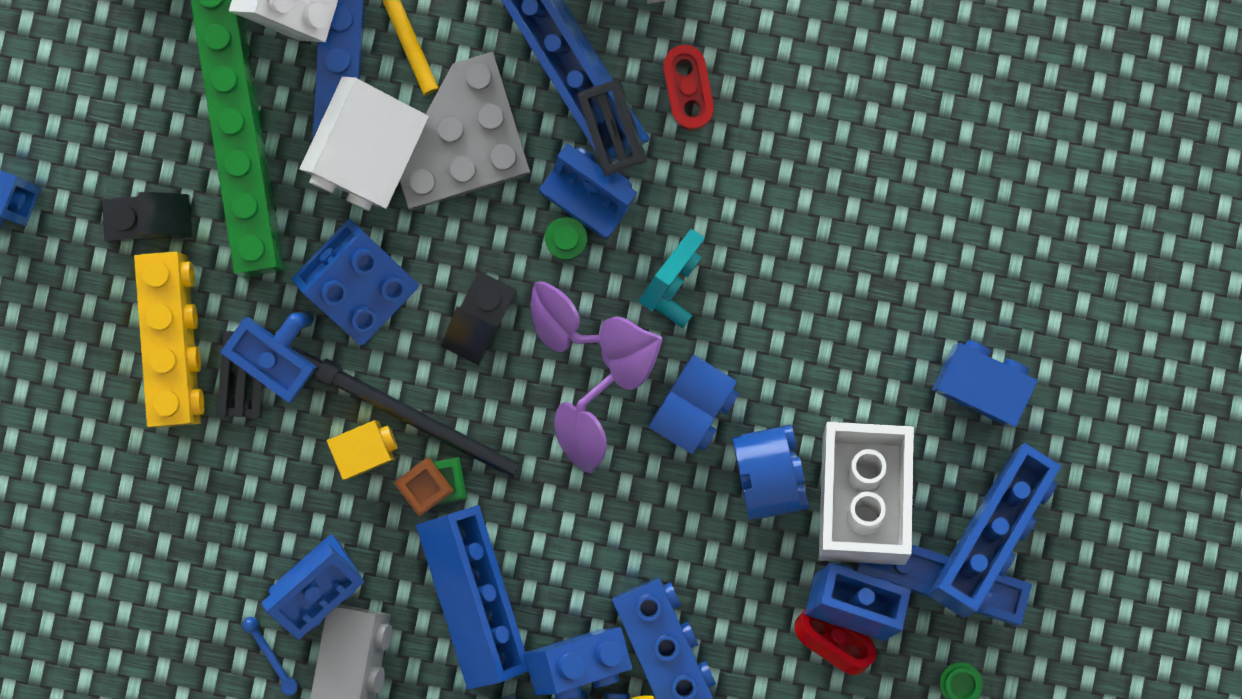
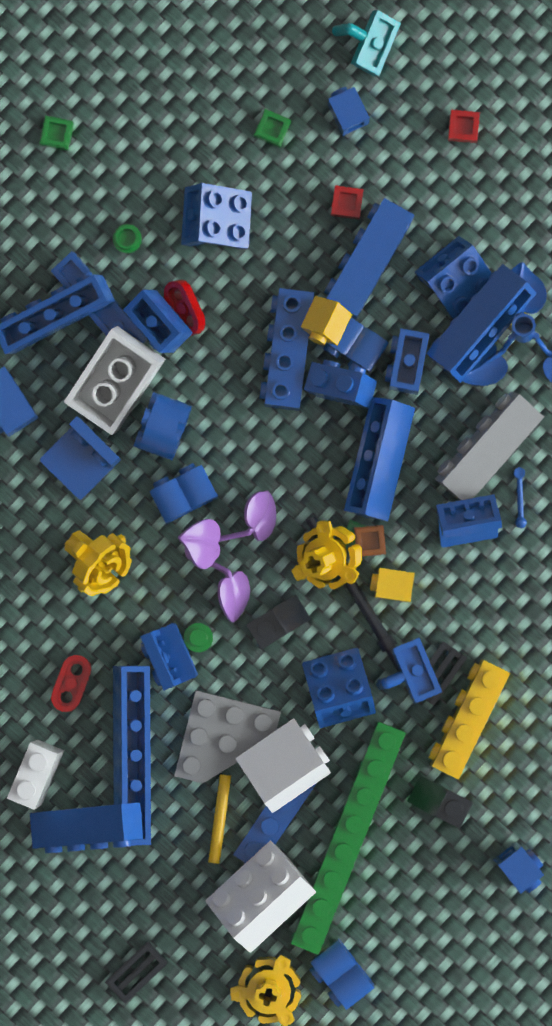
camera: 145 degrees left, 0 degrees up
(465, 433) = (326, 557): none -> yellow piece
(628, 122) = (131, 681): black tile -> none
(667, 283) = (154, 573): teal plate -> none
(748, 255) = (96, 561): none -> yellow piece
(848, 370) = (79, 459): none -> blue bracket

